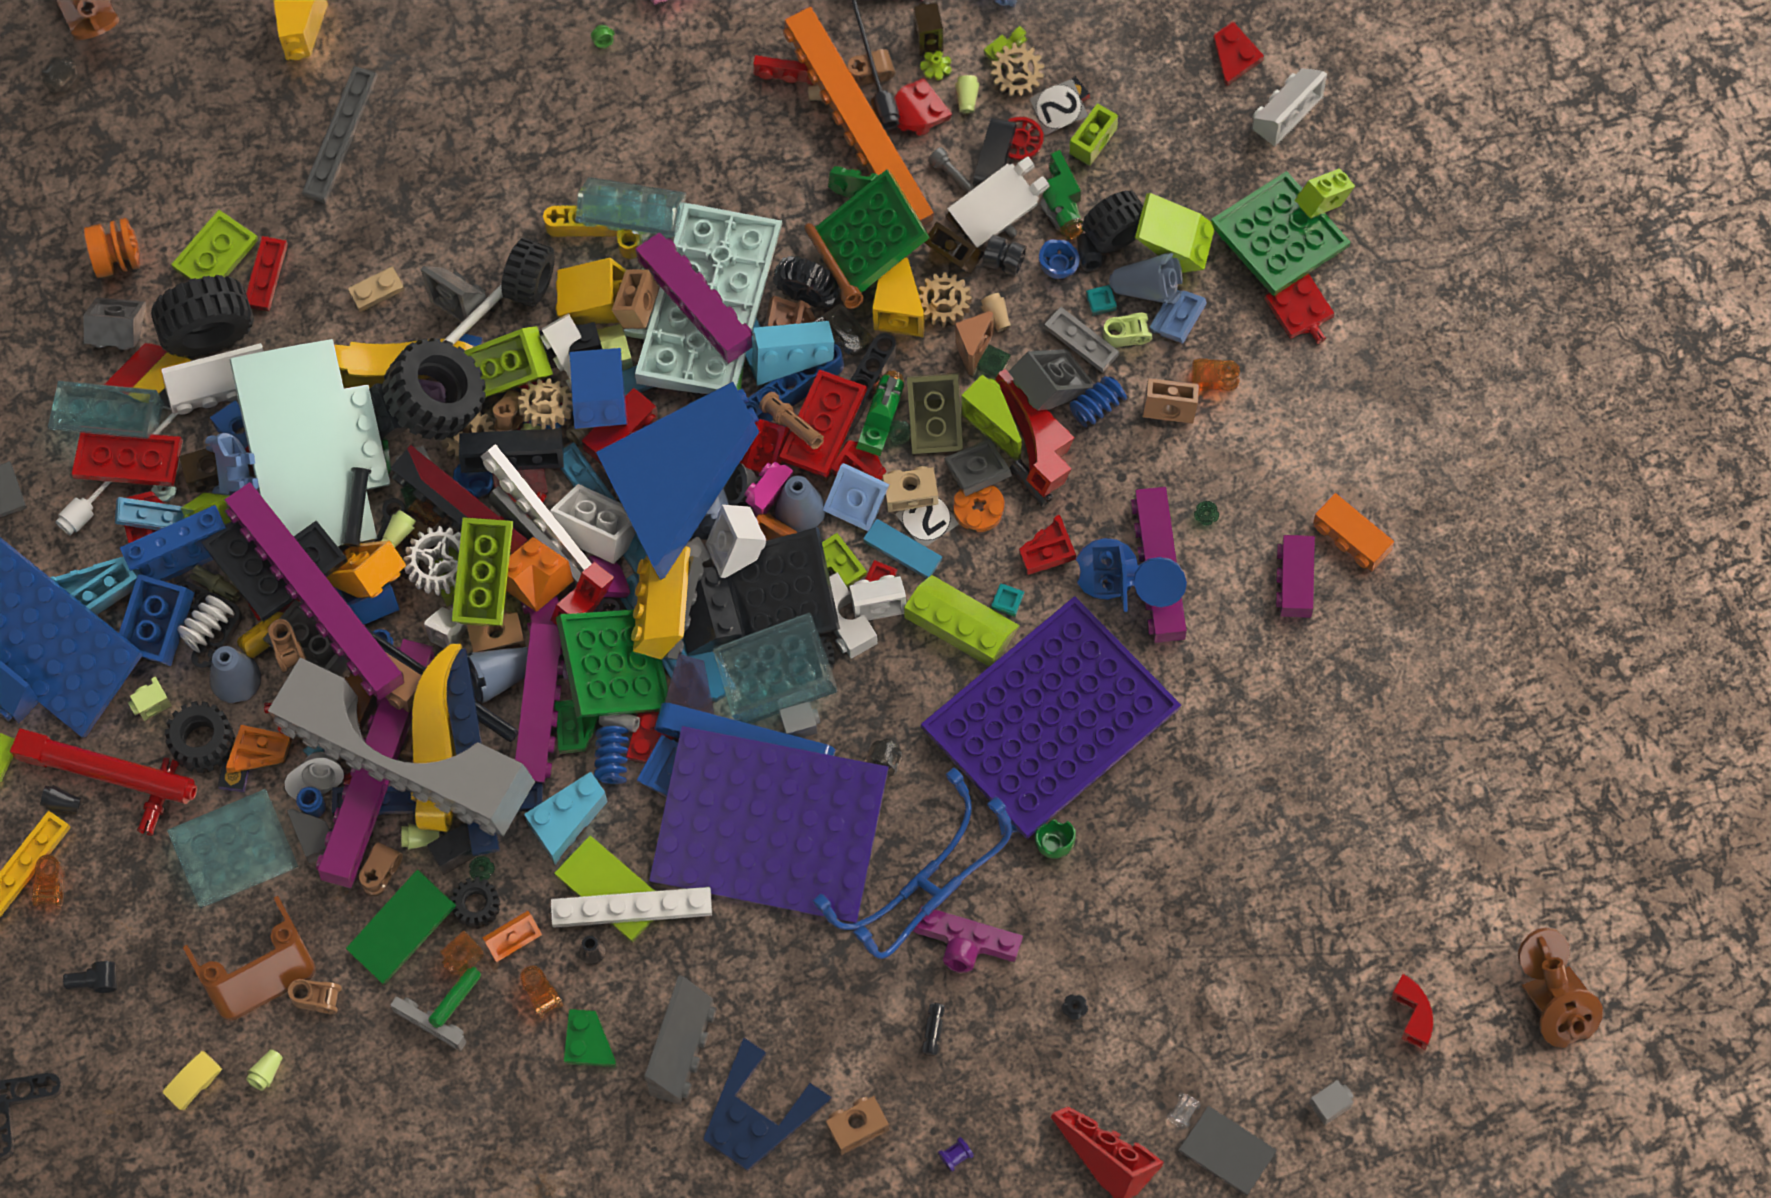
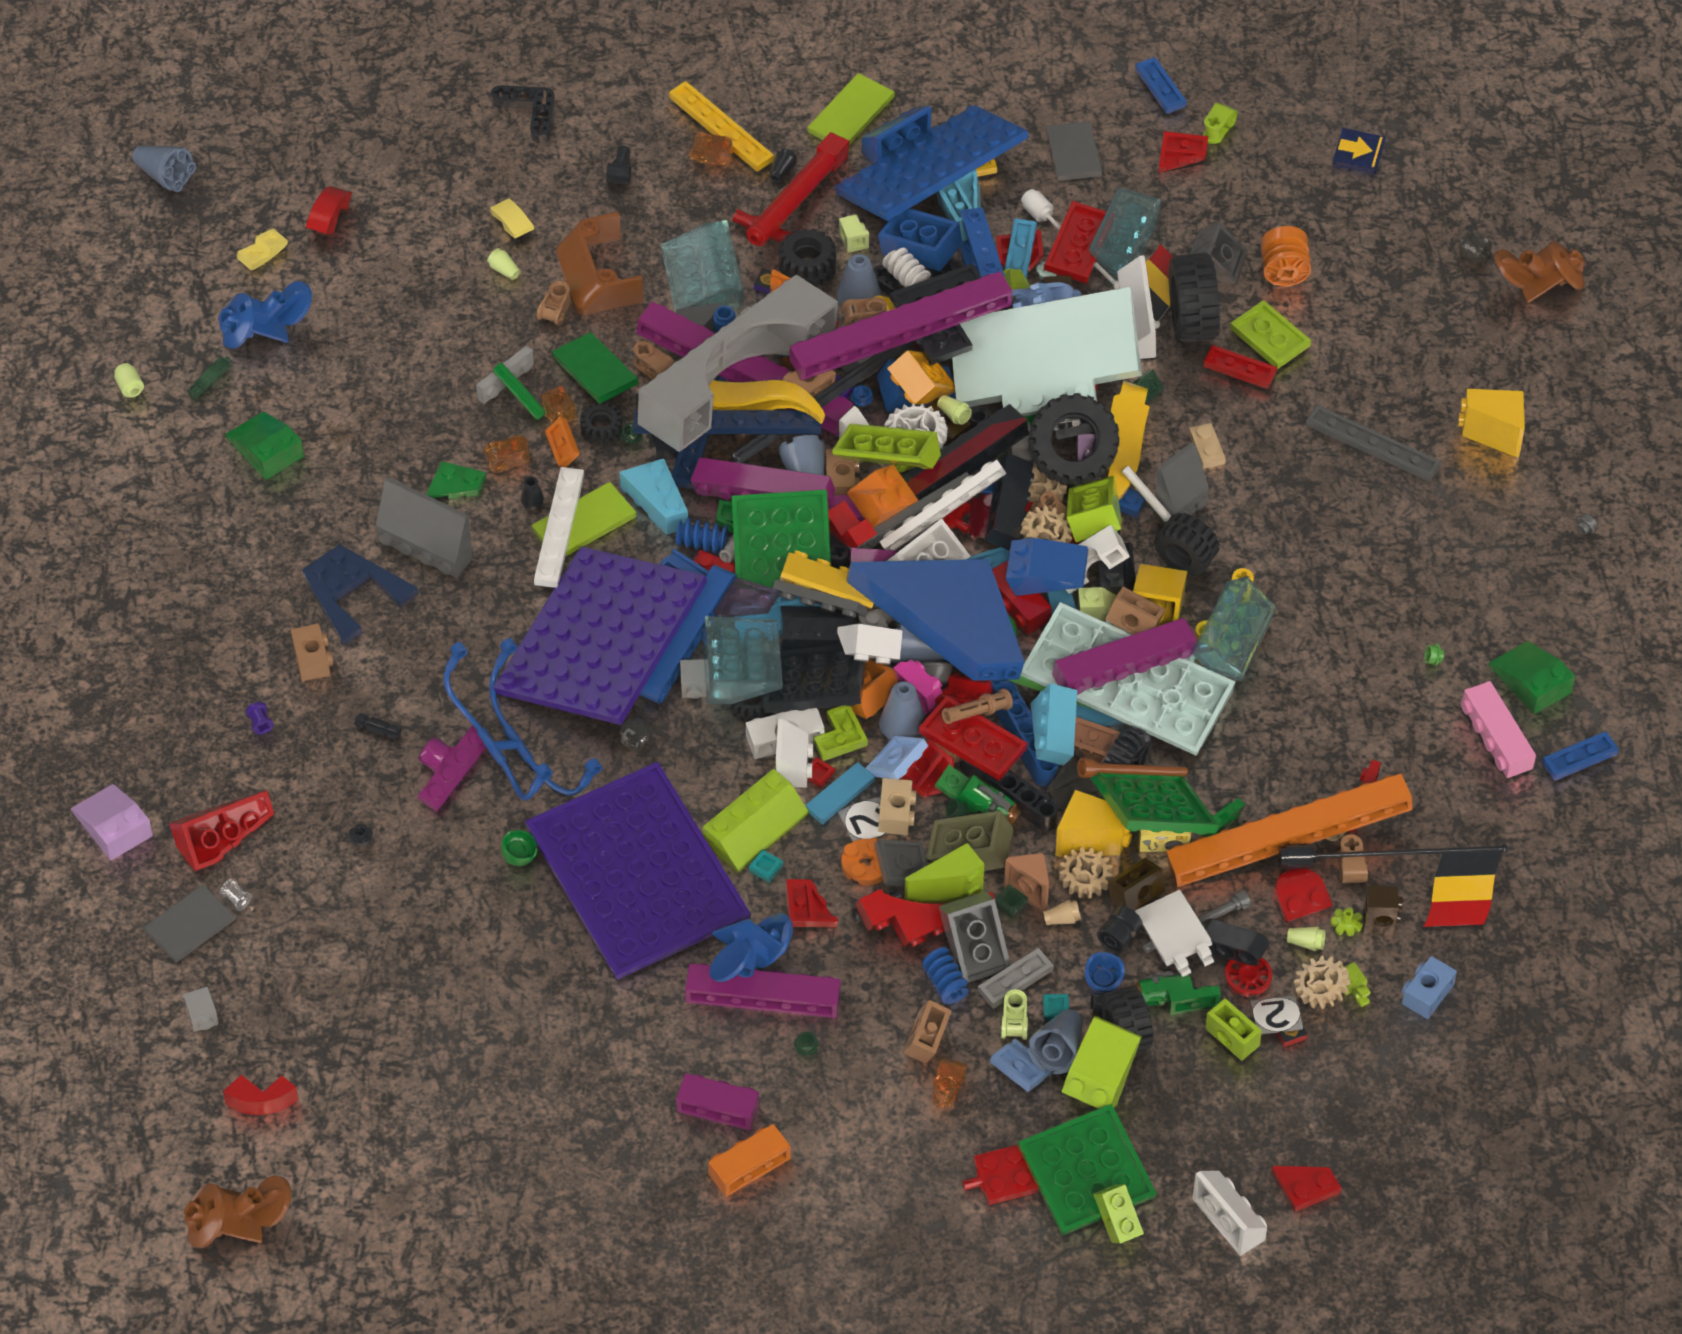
camera: 100 degrees right, 15 degrees down
(356, 506) = (983, 381): black pin -> none

